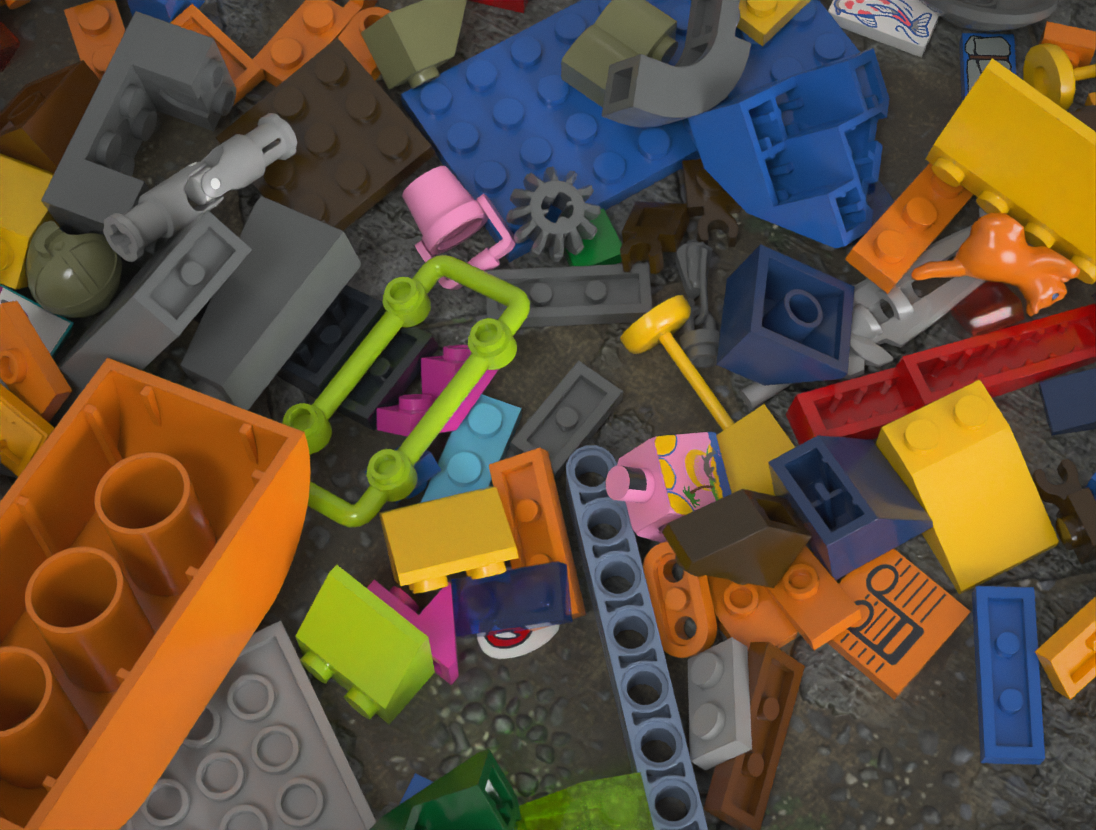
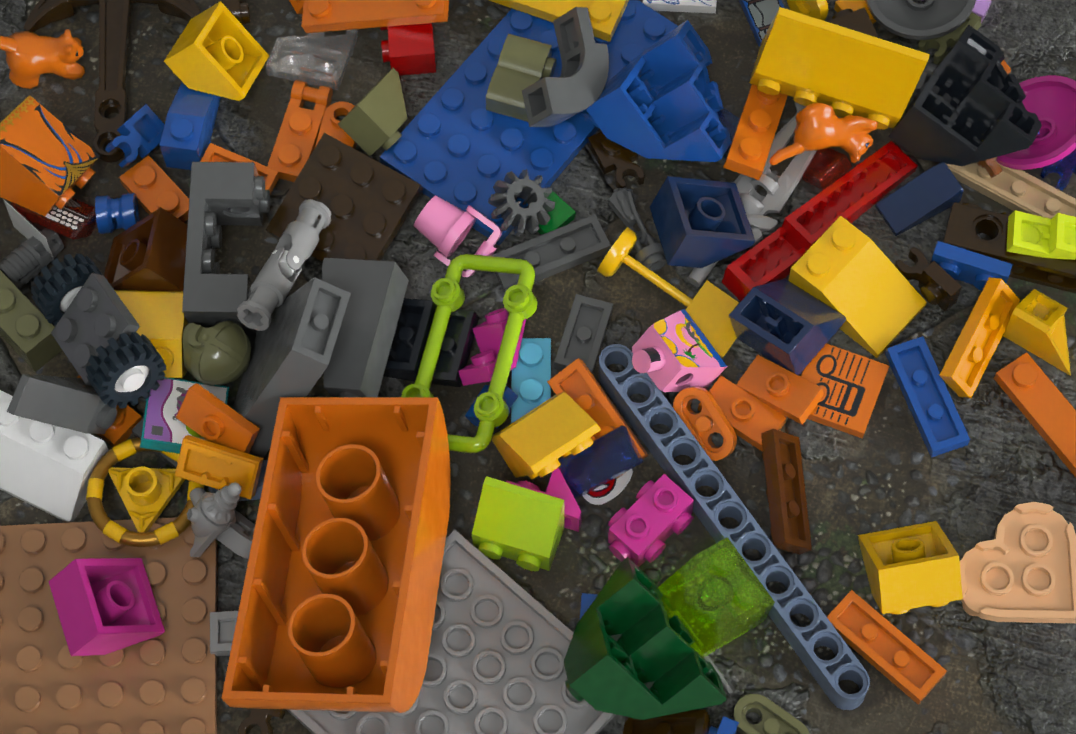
camera: 20 degrees left, 0 degrees up
(36, 52) = (116, 212): none -> blue wheel
(548, 708) = (650, 521): none -> dark pink brick
(651, 231) = (588, 192): dark brown plate -> none
(719, 704) = (757, 478): light grey plate -> none
(739, 538) = (730, 369): dark brown slope -> none

